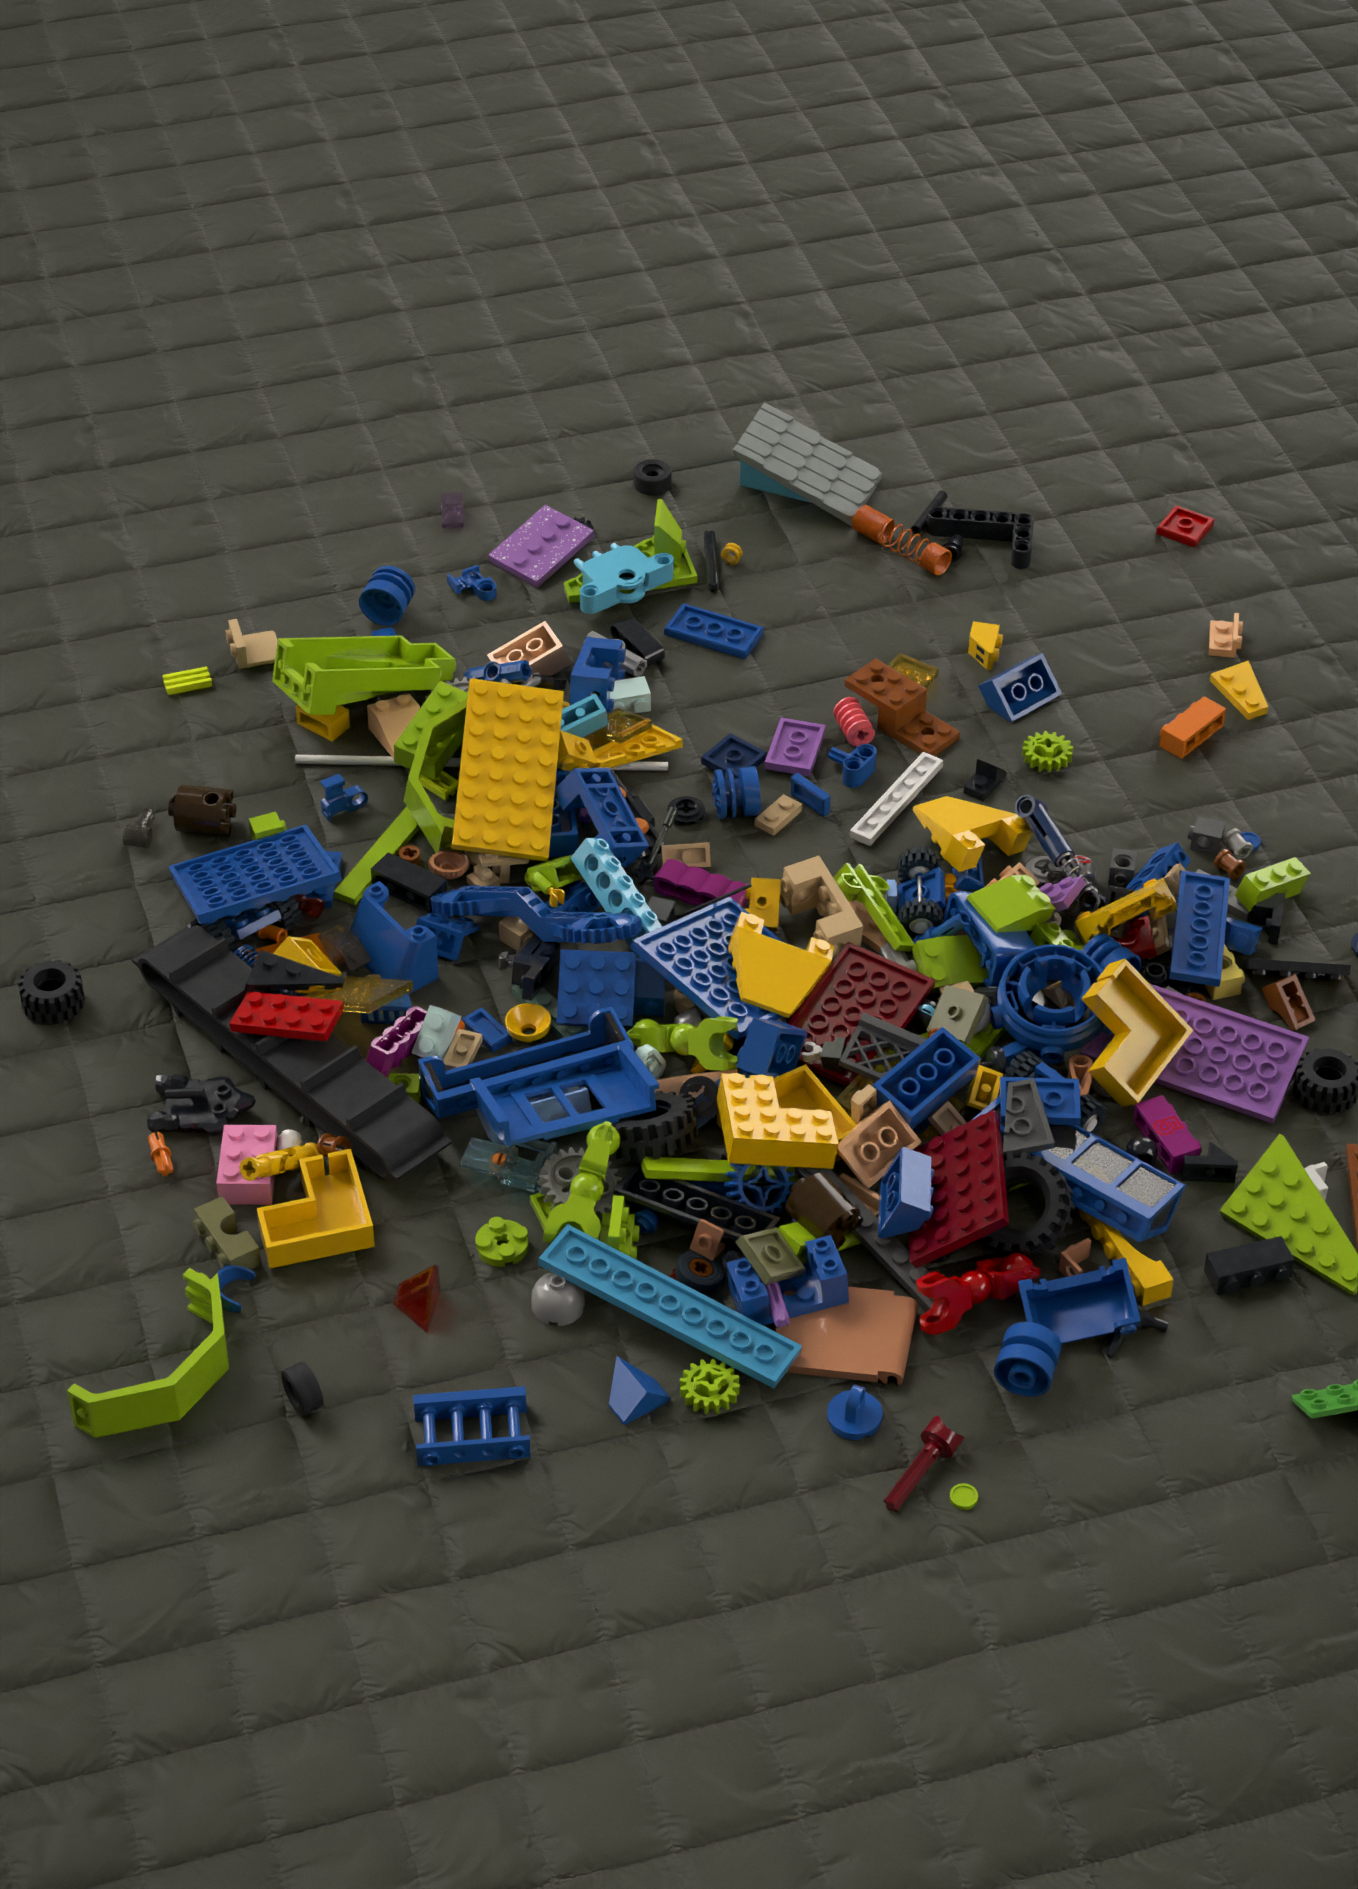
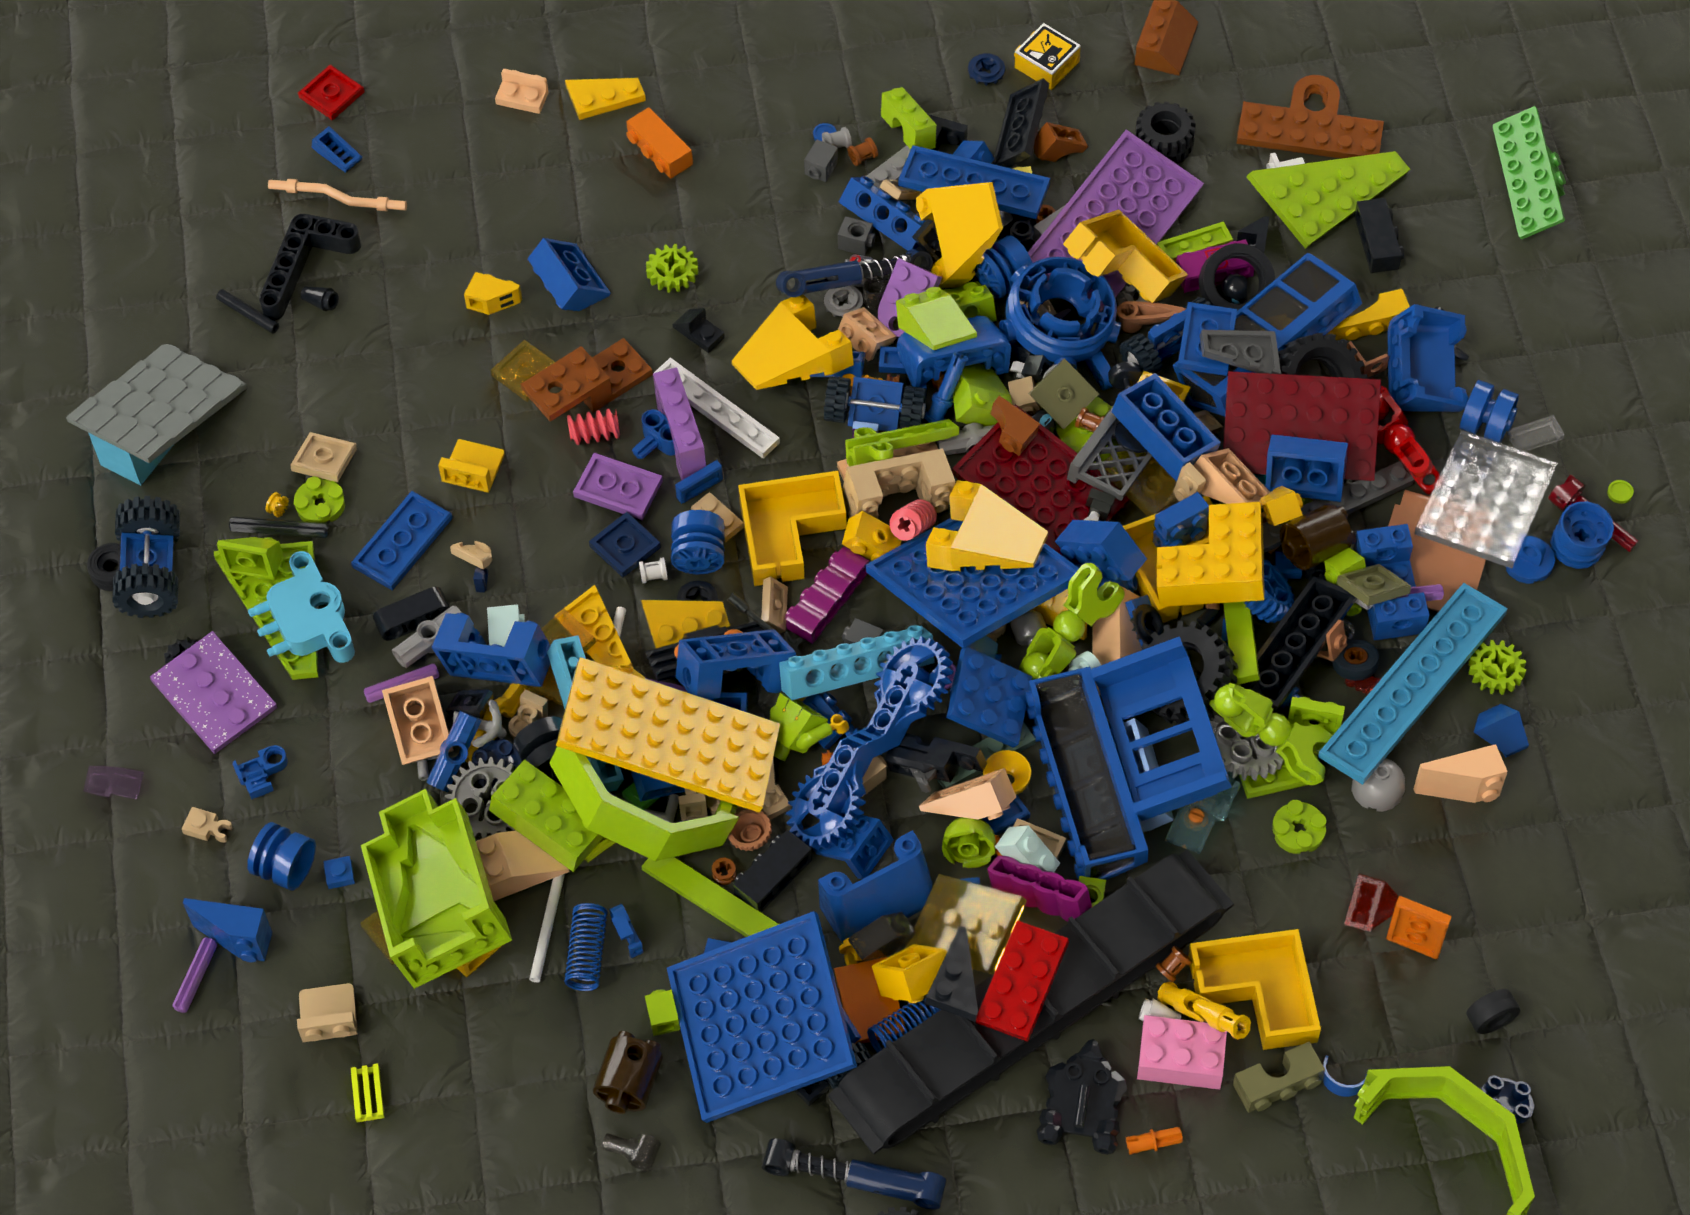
camera: 80 degrees left, 15 degrees up
(108, 1002) = (923, 1189): none -> piece
(212, 1411) = (1511, 1095): none -> dark blue dish
(285, 576) = (194, 975): none -> medium lavender axle
(293, 779) = (580, 975): none -> blue piece
(317, 580) = (235, 927): none -> blue slope
(380, 1313) = (1418, 927): none -> orange tile
(420, 562) = (203, 824): none -> tan plate
(454, 995) = (969, 842): none -> lime cylinder
(471, 1404) = (1514, 881): blue fence -> none
(488, 992) = (973, 798): none -> light nougat slope
(569, 646) = (375, 692): none -> medium lavender axle
(569, 1357) = (1464, 776): none -> light nougat slope
(644, 485) = (147, 538): none -> black plate
(658, 795) = (672, 619): none -> yellow wing
(682, 677) = (481, 579): none -> dark blue tile
(703, 669) = (475, 554): none -> tan plate
(706, 776) = (653, 570): none -> white bush
(713, 901) = (858, 575): black piece -> none
(752, 574) = (319, 488): none -> lime plate
(764, 842) = (780, 513): none -> yellow piece
(786, 573) = (323, 457): none -> tan tile
(789, 924) = (913, 519): none -> coral piece
(796, 658) = (471, 465): none -> yellow bracket
(816, 1096) = (1181, 522): none -> blue piece
(833, 761) = (674, 404): none -> medium lavender arch
(851, 1176) = (1281, 505): none -> yellow slope
(881, 529) = (272, 358): orange piece -> none
(883, 1444) = (1582, 534): none -> blue wheel
(900, 975) = (1016, 426): none -> dark orange arch
(912, 1361) = (1486, 499): none -> clear plate
(1021, 1416) = (1536, 434): none -> clear tile
(1068, 569) = (294, 186): none -> light nougat bar
(1124, 524) = (327, 135): none -> blue slope
(1145, 1112) = (1239, 251): none -> black tyre
(1197, 1120) = (1196, 240): none -> lime plate

